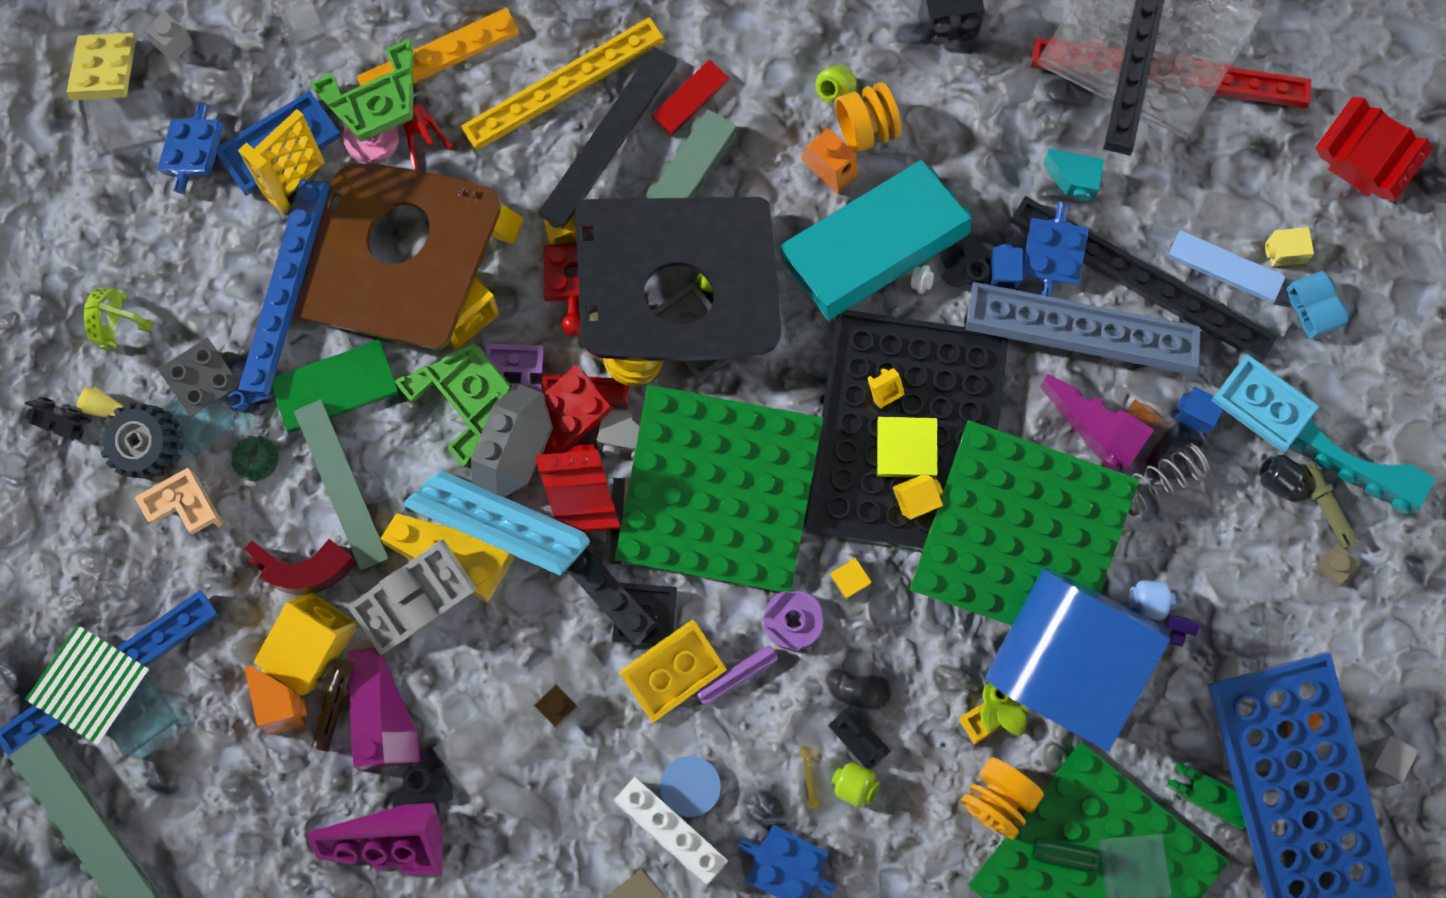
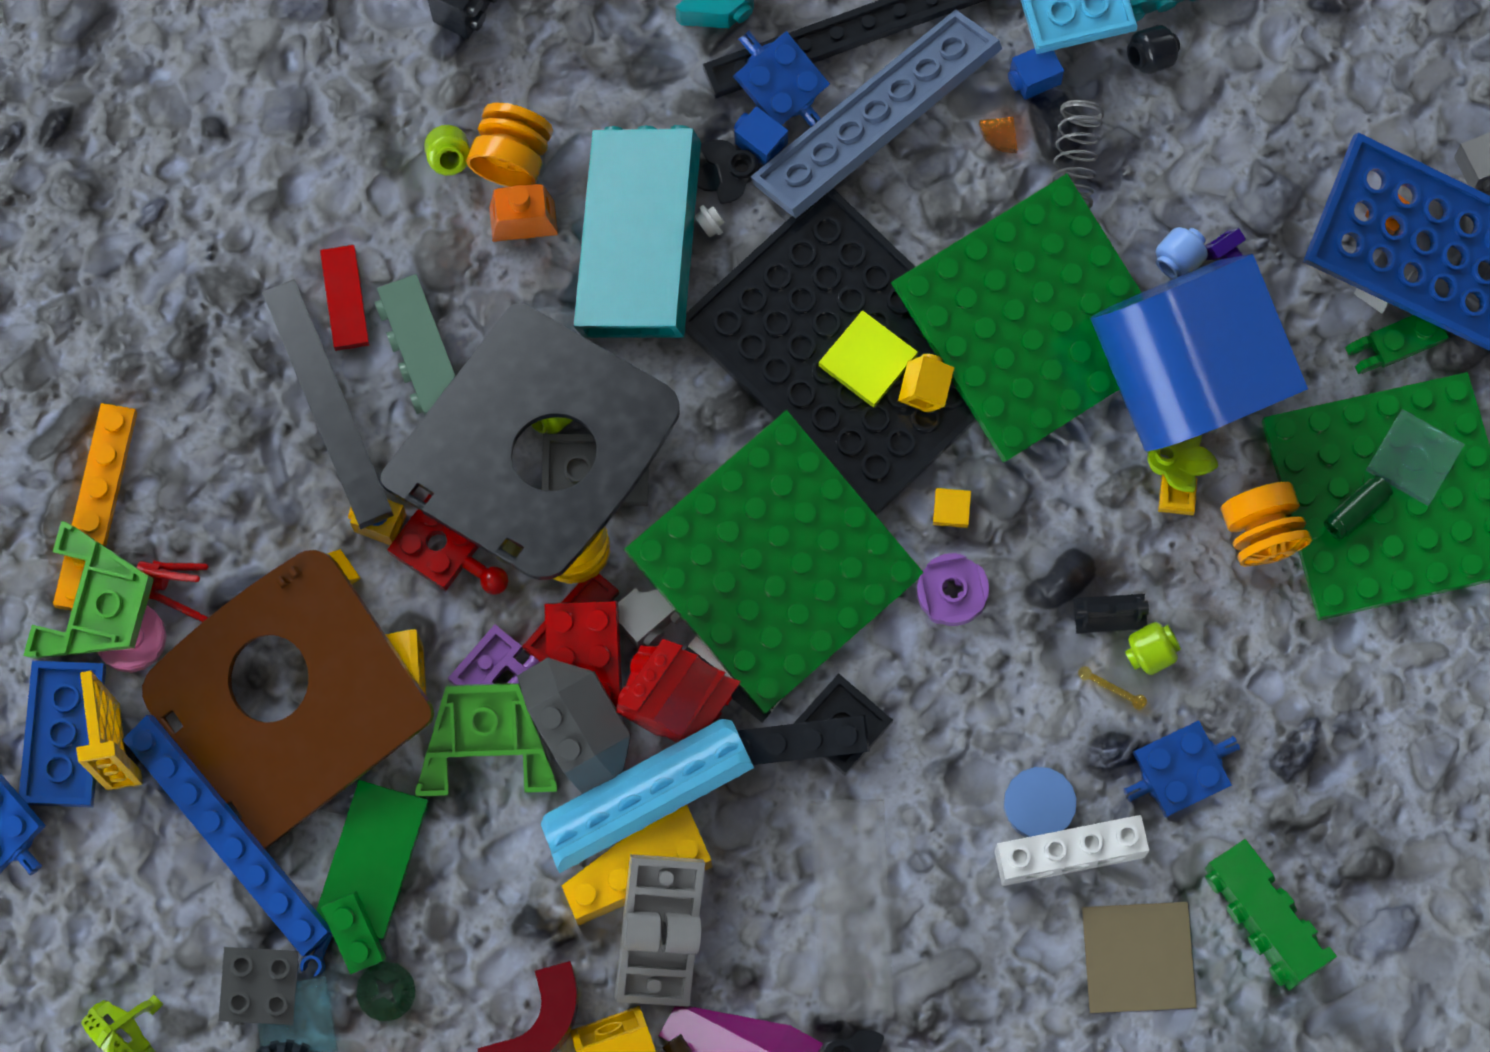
camera: 50 degrees left, 0 degrees up
(275, 408) = (353, 932): none -> green plate
(341, 485) = (483, 923): sand green tile -> none
(556, 706) = (870, 870): dark brown plate -> none
(562, 84) = (228, 409): yellow tile -> none
(672, 670) = (918, 736): yellow plate -> none
(737, 675) = (965, 681): medium lavender axle -> none
(886, 387) = (796, 333): yellow tile -> none
(1110, 435) = (999, 170): magenta wedge -> none
(1330, 507) = (1211, 30): olive pin -> none
(1337, 564) = (1270, 67): dark tan plate -> none

